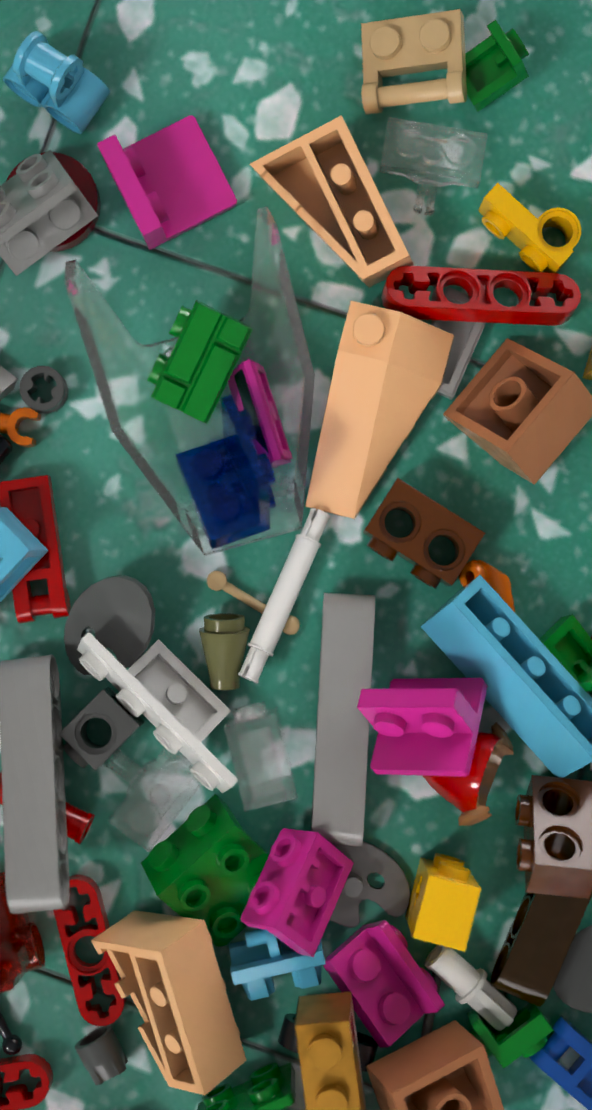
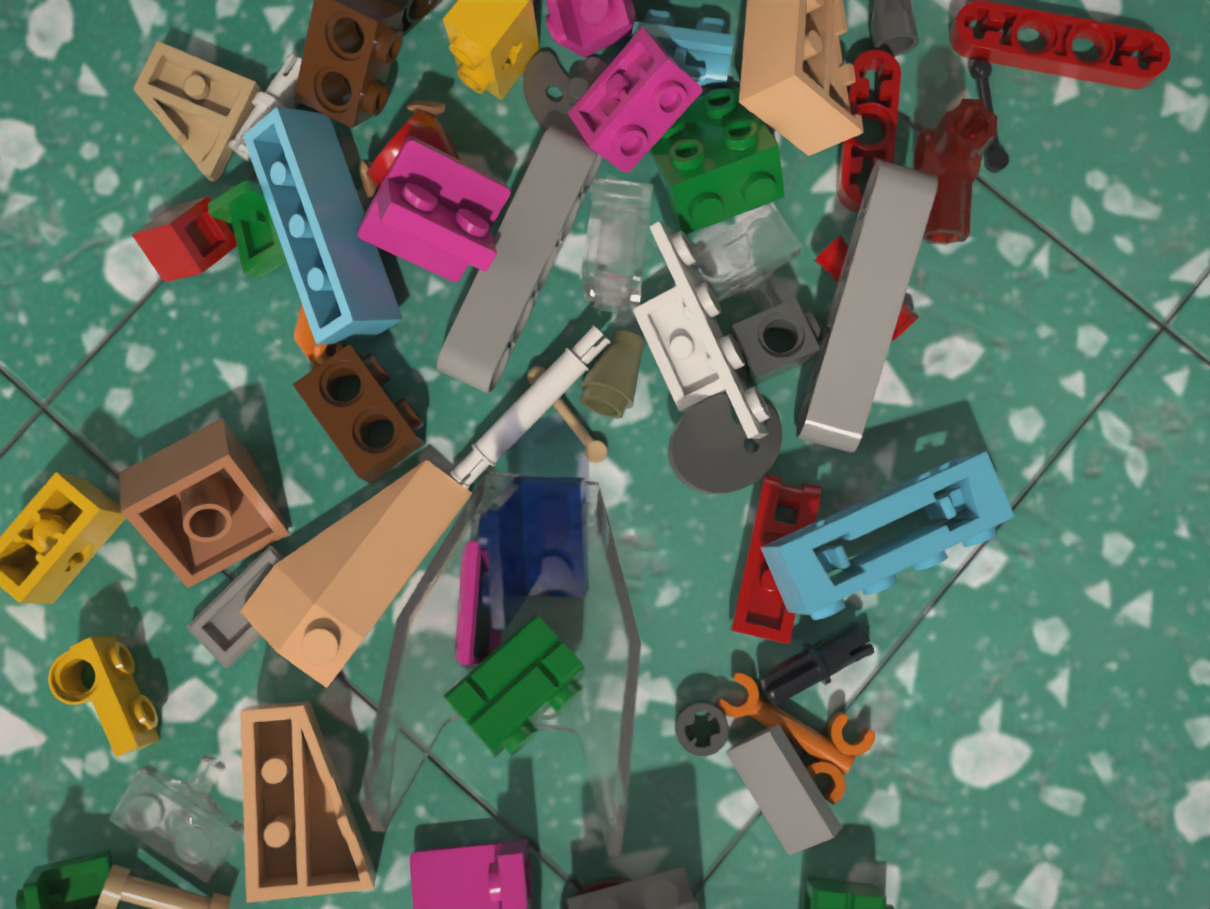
camera: 155 degrees left, 5 degrees down
(482, 303) = (189, 649): red beam -> none

